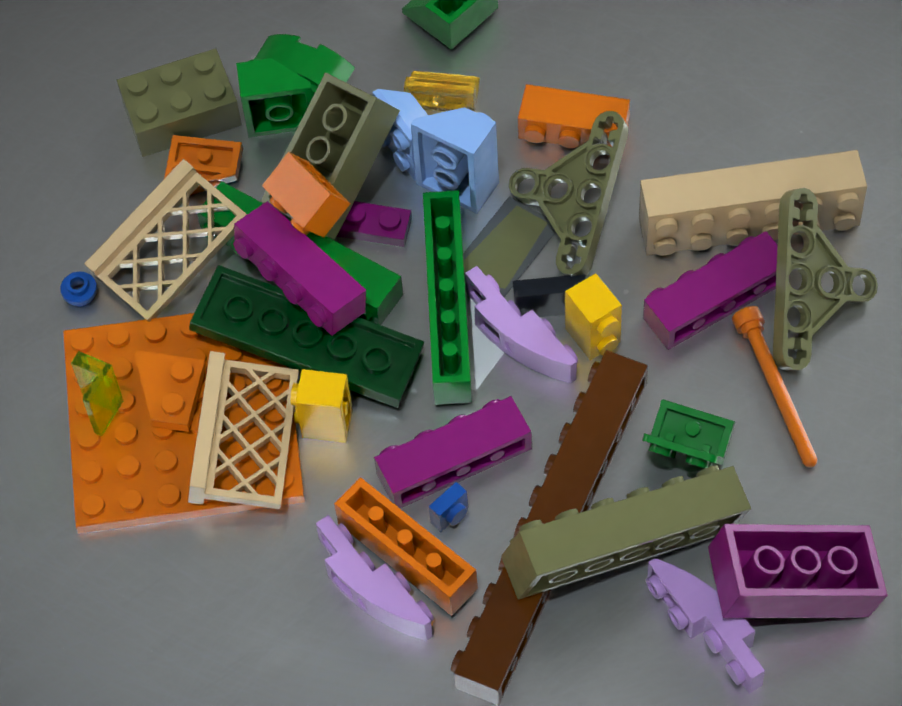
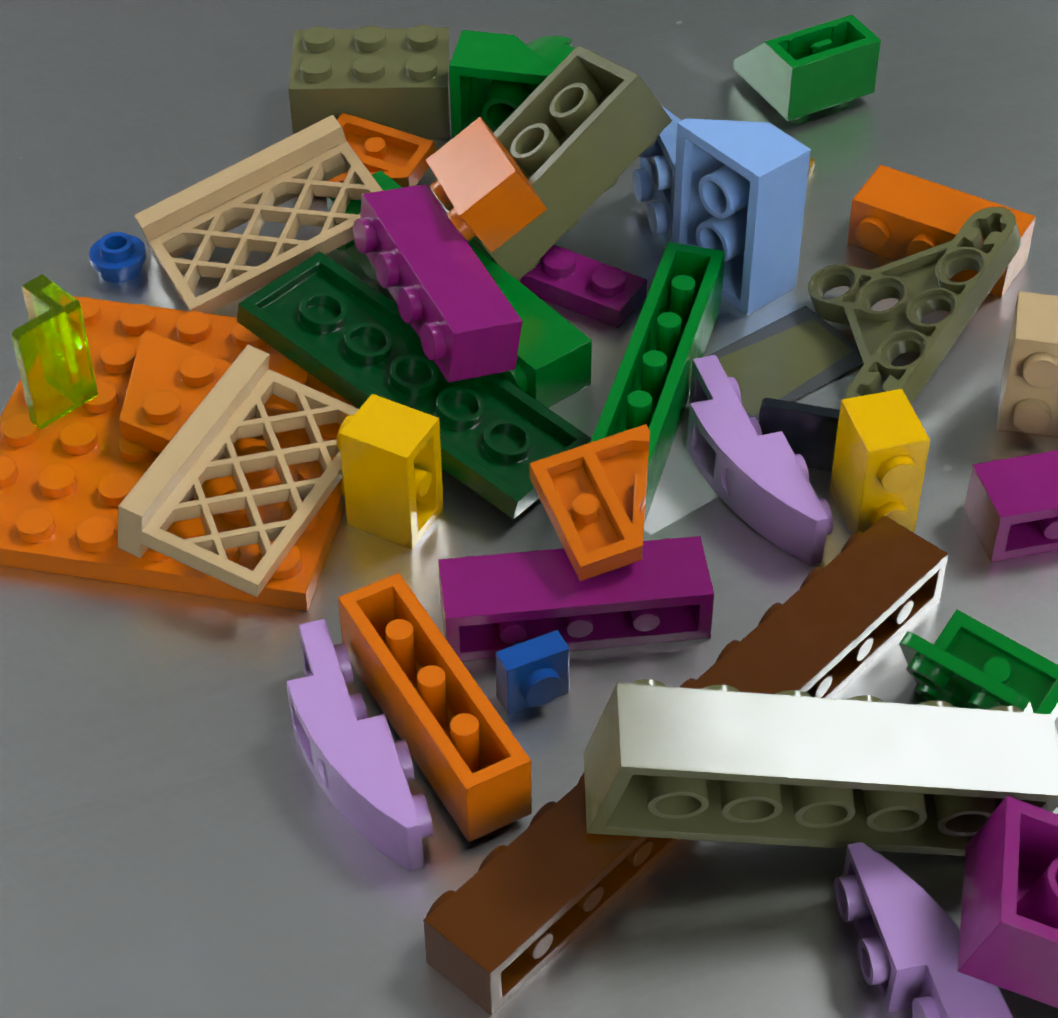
camera: 15 degrees right, 15 degrees down
(452, 397) = (597, 500): none -> orange wing

